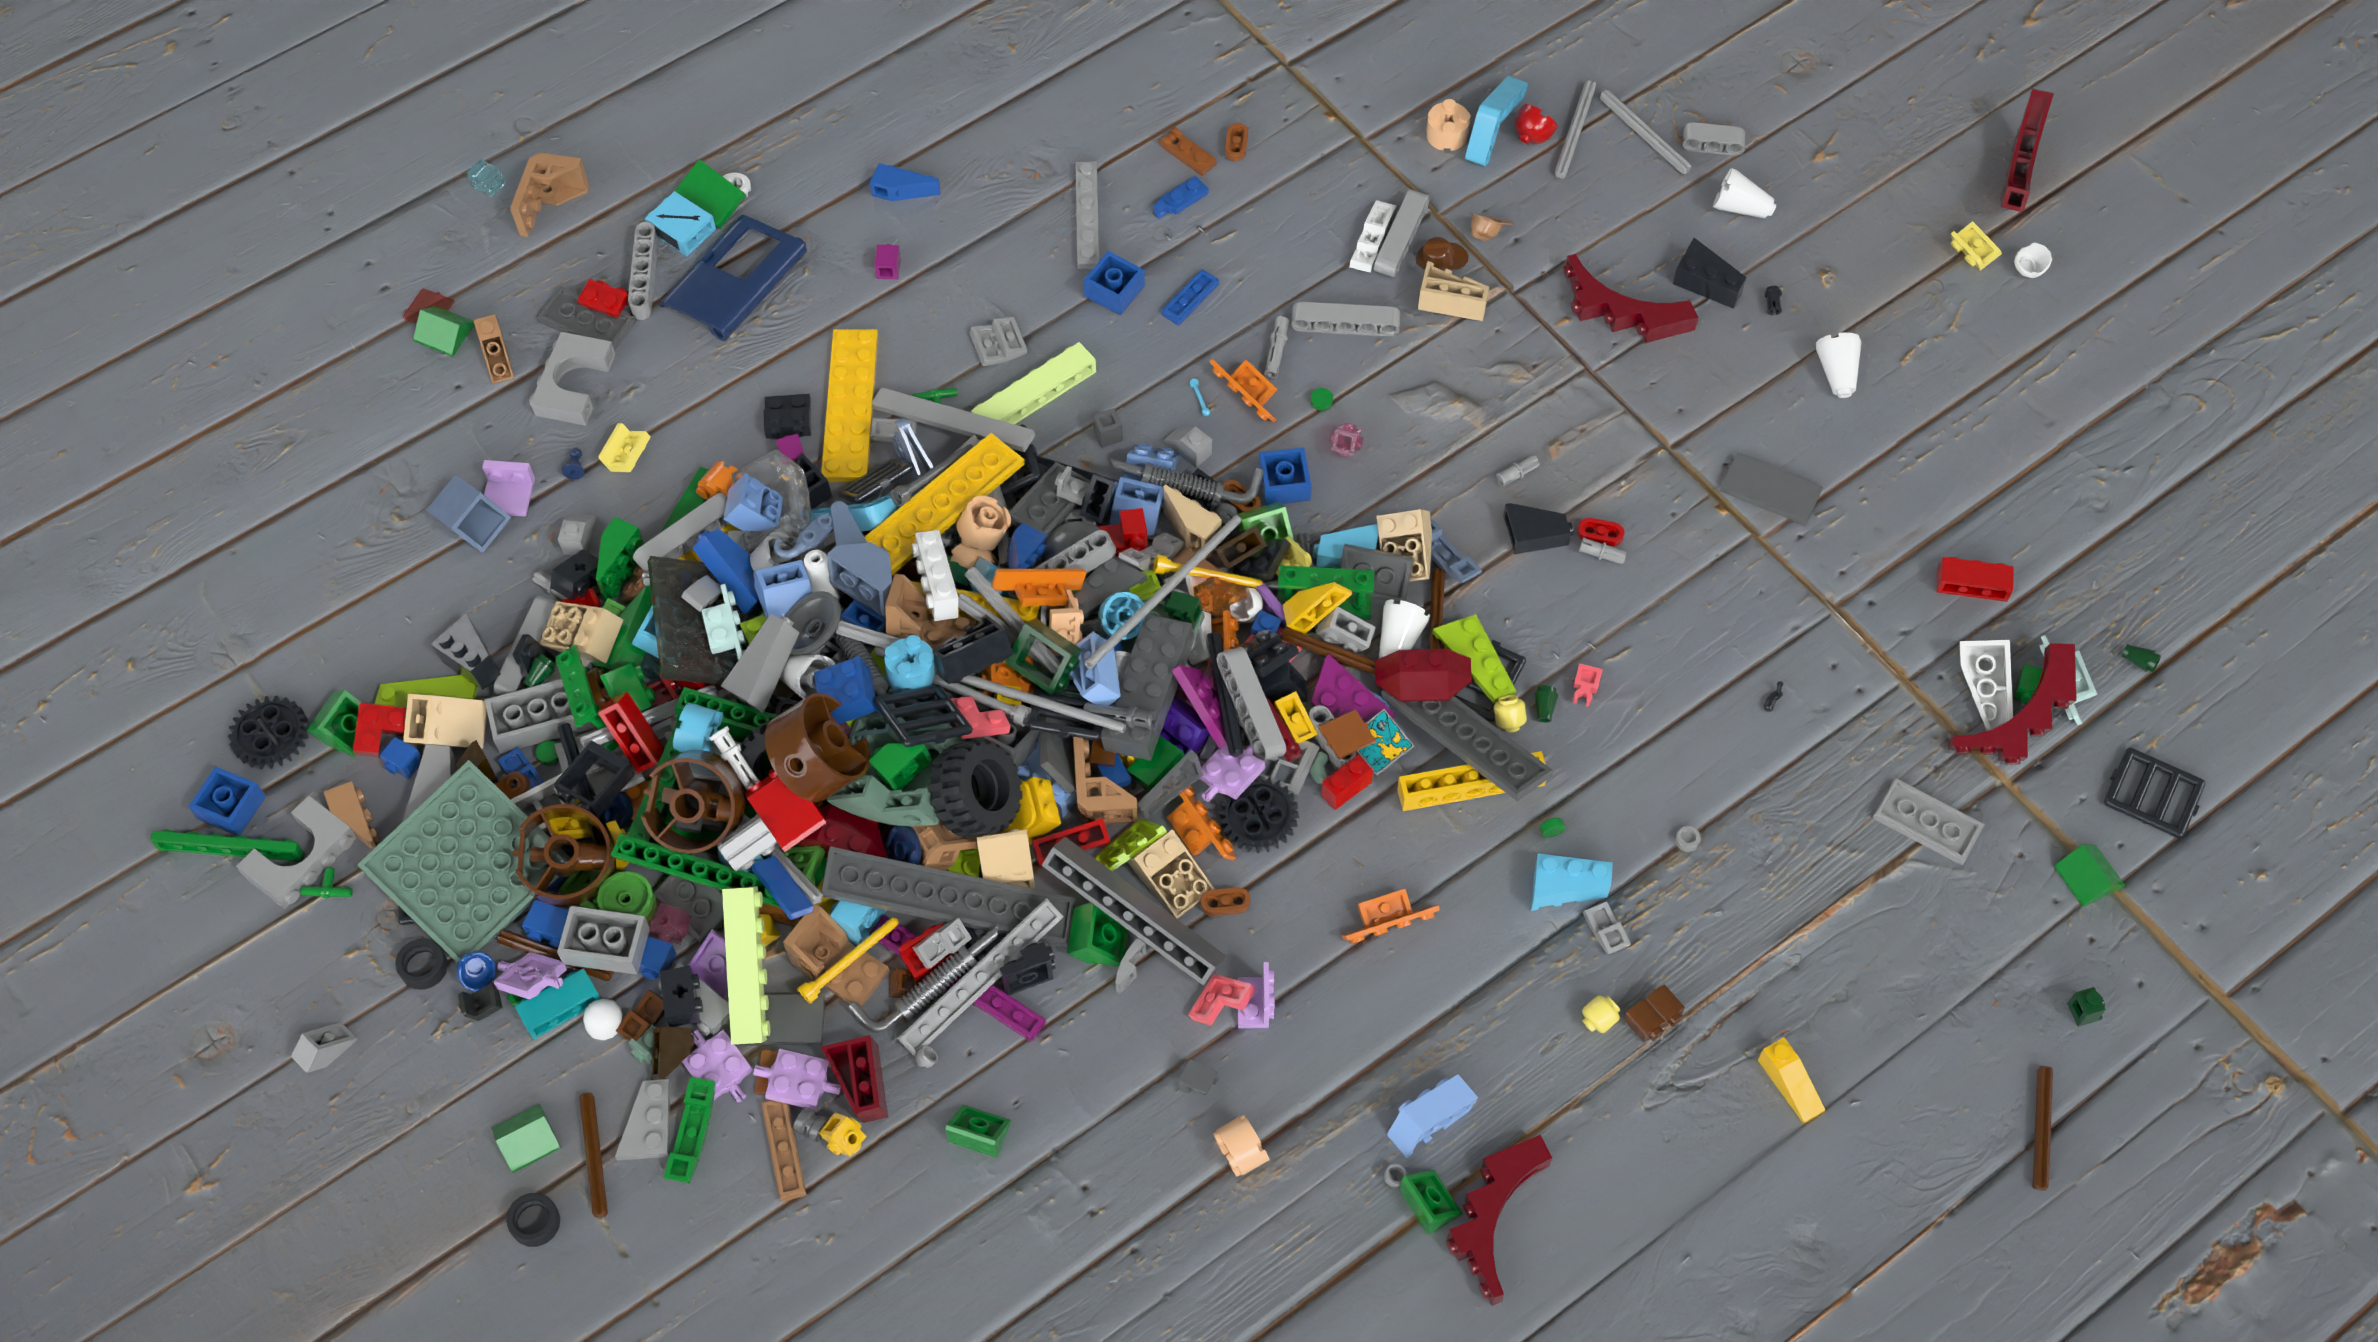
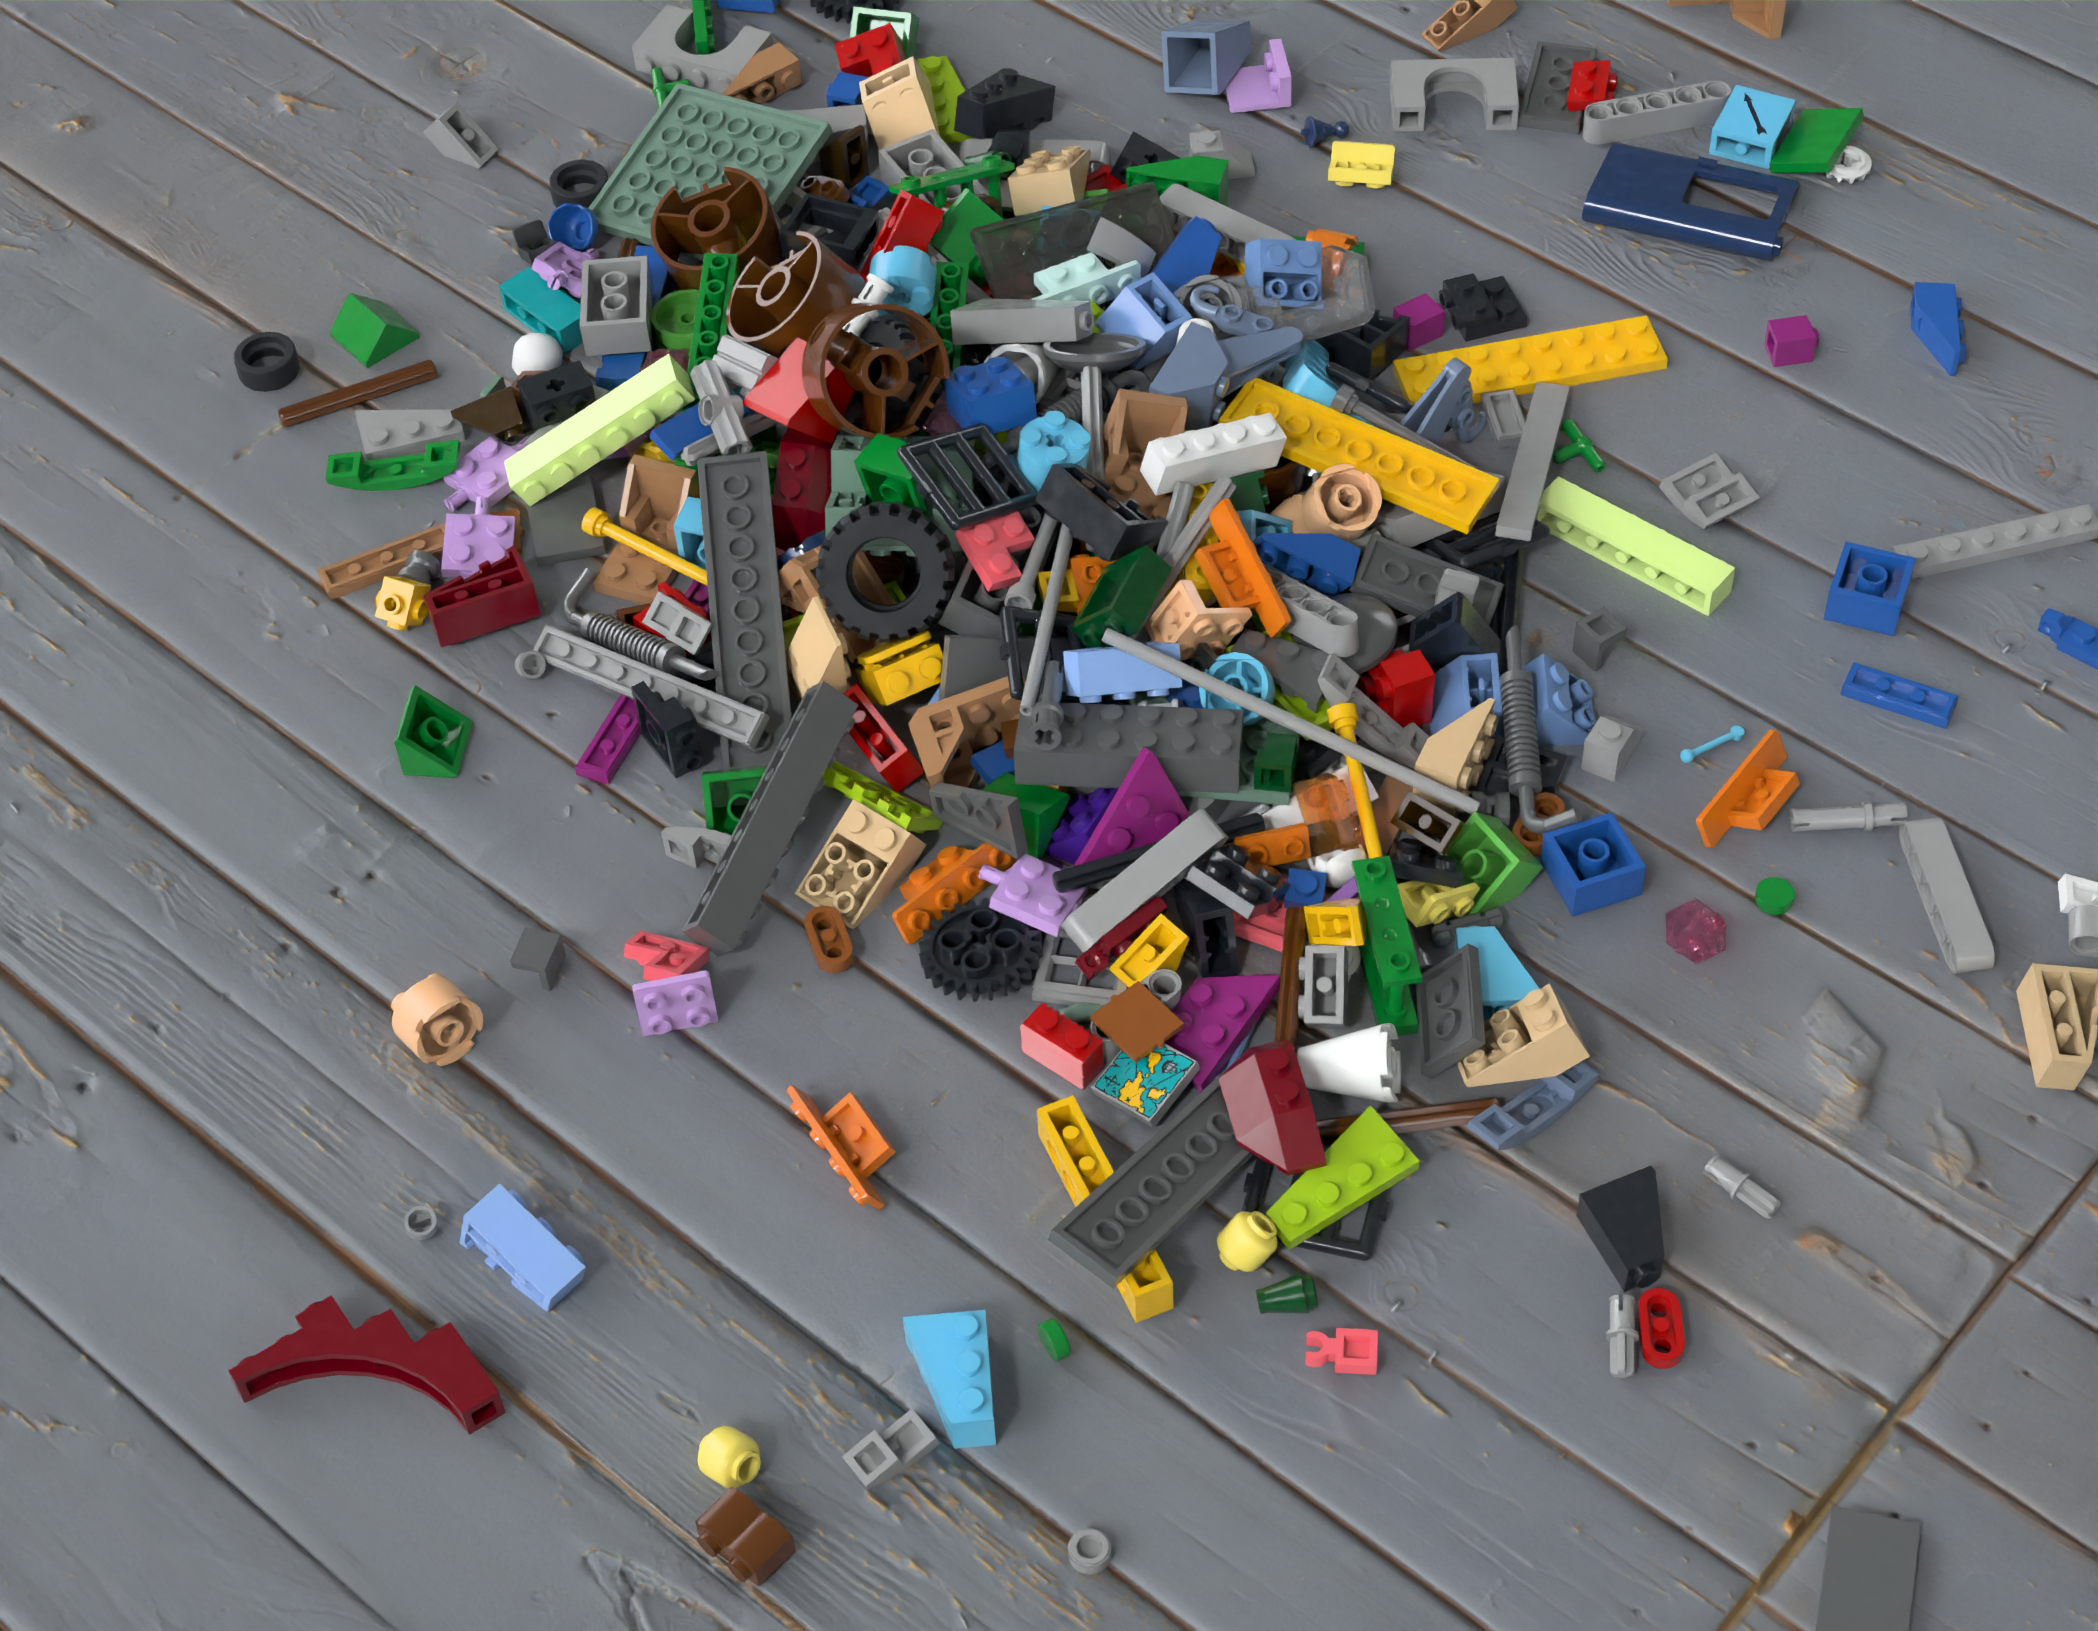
camera: 80 degrees right, 10 degrees down
(785, 866) = (720, 409): none -> light grey piece
(1429, 1200) = (384, 1269): green slope -> none

